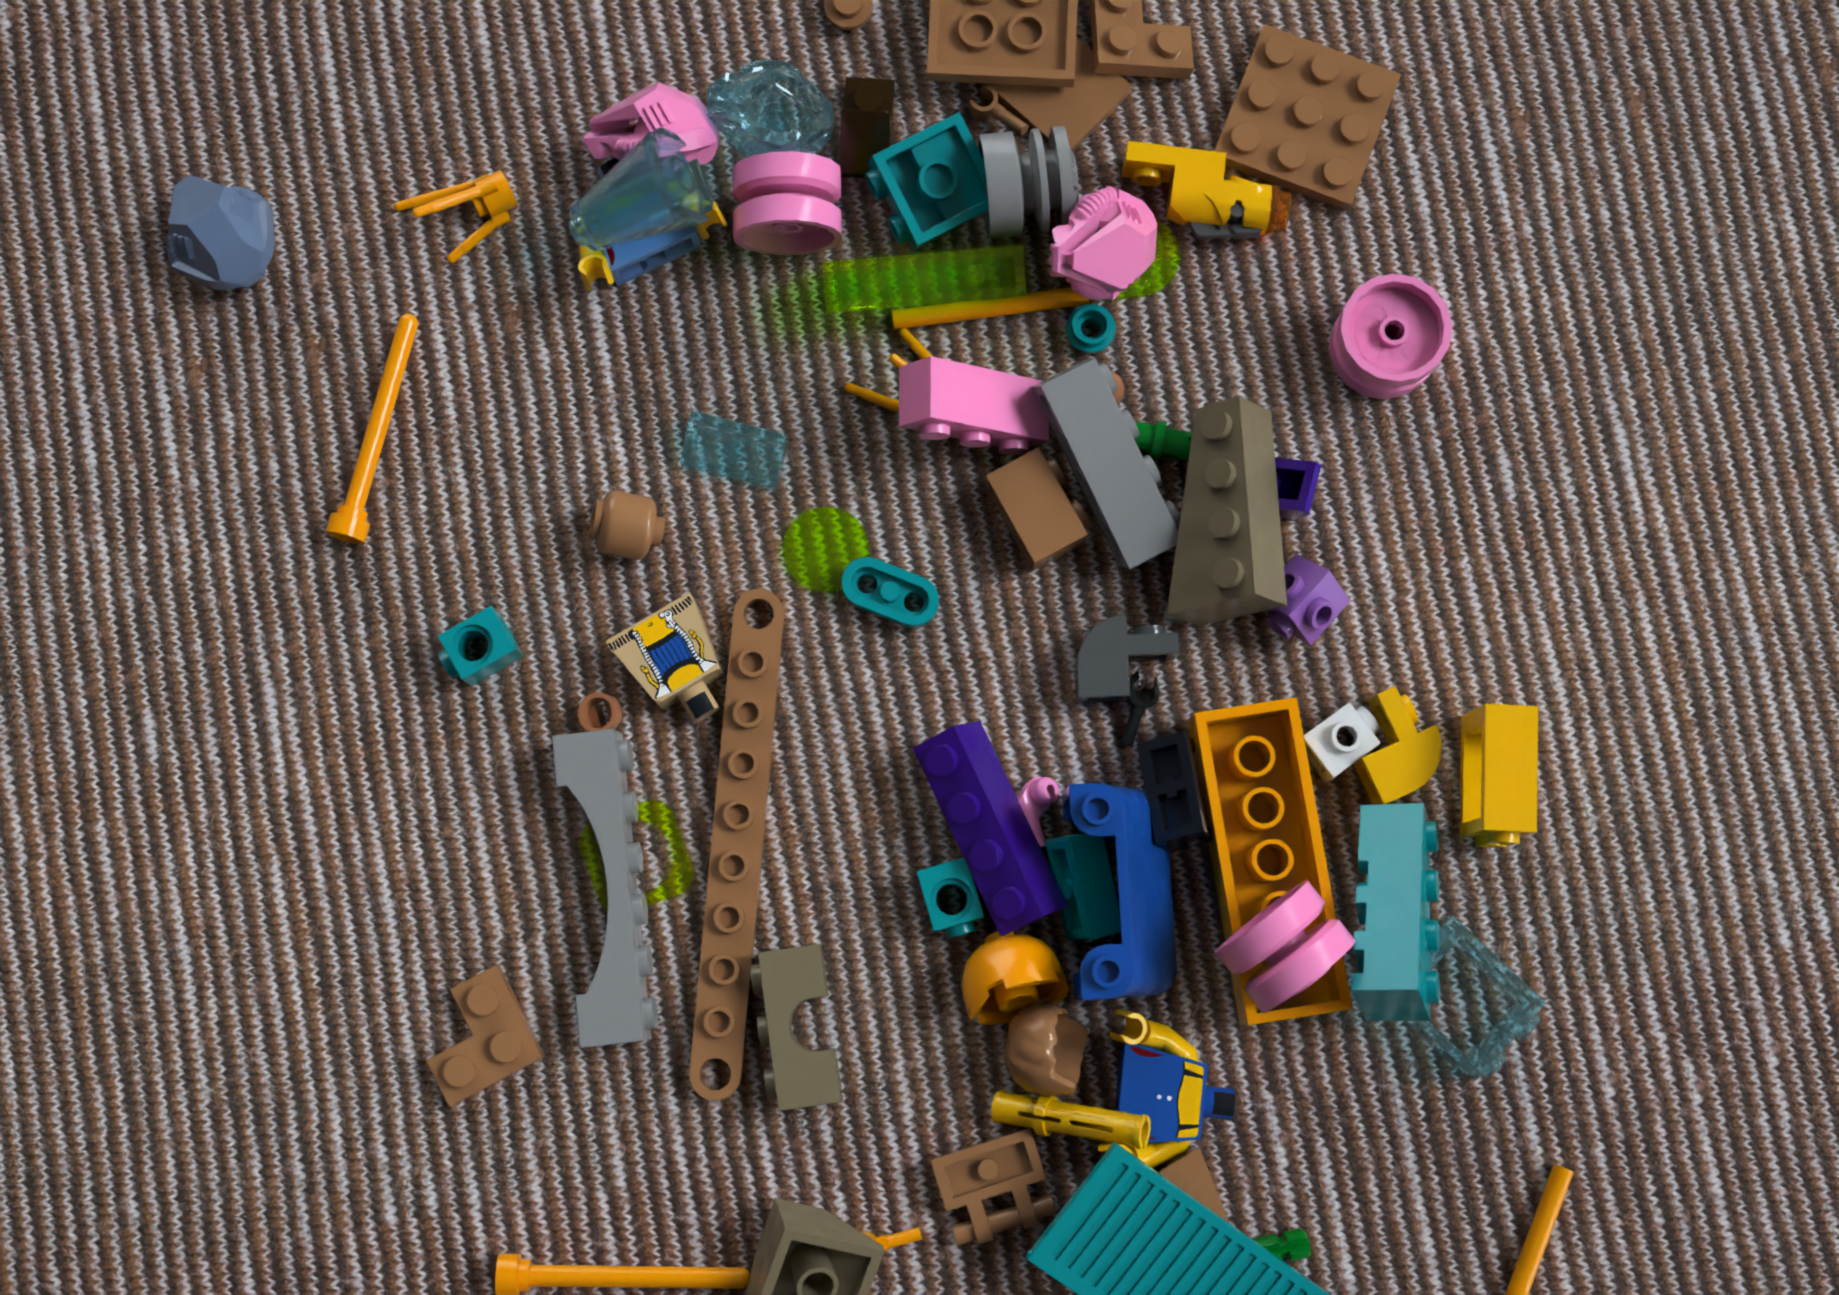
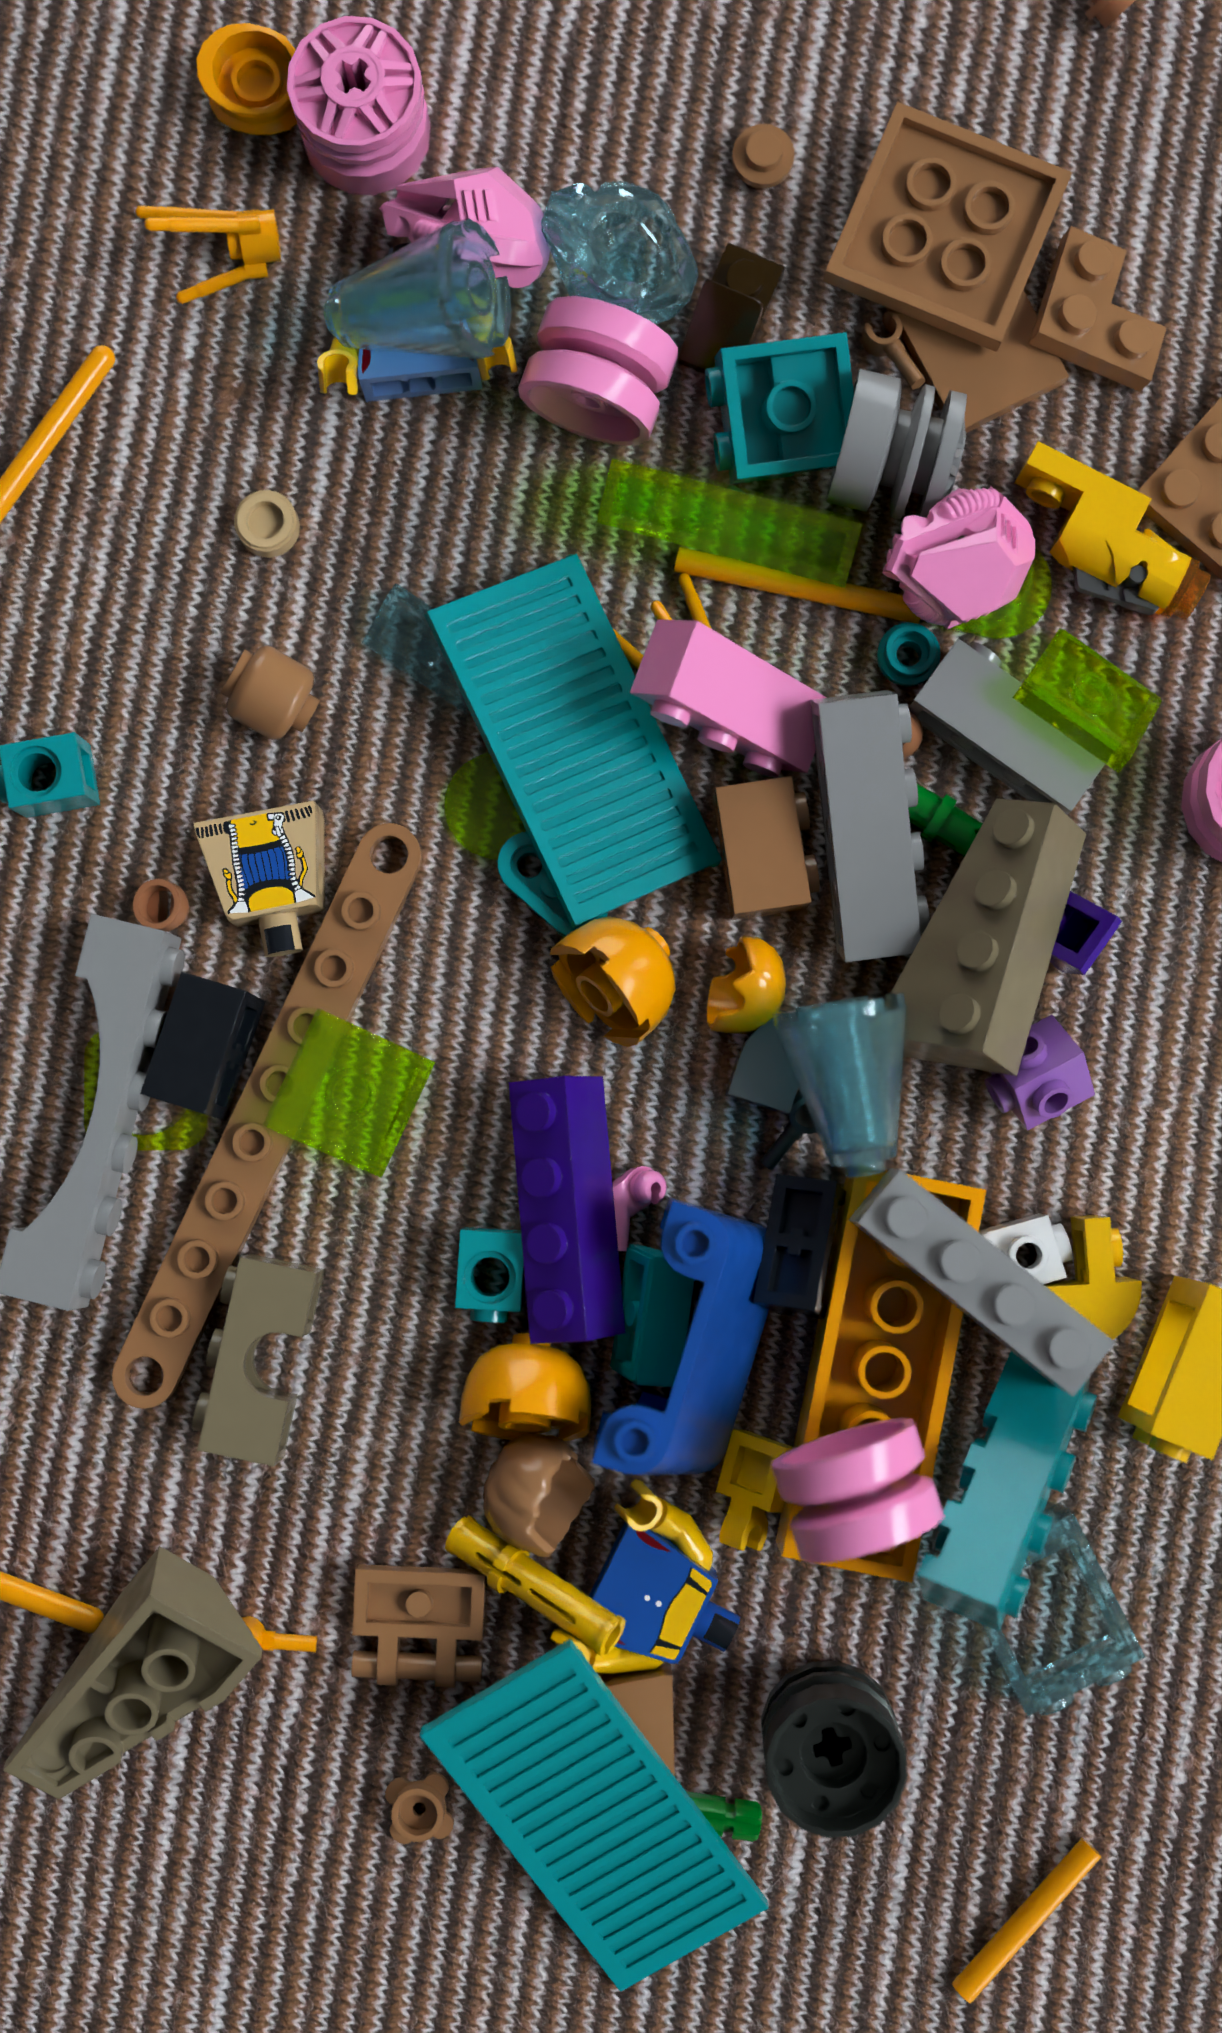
camera: 20 degrees right, 5 degrees up
(450, 81) = (246, 78): none -> light orange piece
(552, 94) = (359, 104): none -> bright pink wheel
(576, 402) = (267, 523): none -> tan tile
(670, 807) = (203, 1046): none -> black hinge
(793, 802) = (349, 1093): none -> clear neon green tile
(866, 478) = (573, 739): none -> teal window
(962, 641) = (618, 975): none -> light orange cylinder
(1067, 616) = (750, 992): none -> light orange hair
(1164, 647) = (850, 1075): none -> clear light blue cone
(1186, 354) = (974, 712): none -> light grey brick
(1206, 982) = (752, 1488): none -> yellow plate
(1235, 313) = (1088, 699): none -> clear neon green tile
(1317, 762) = (982, 1281): none -> light grey brick
(1370, 1164) = (839, 1784): none -> pearl dark grey wheel

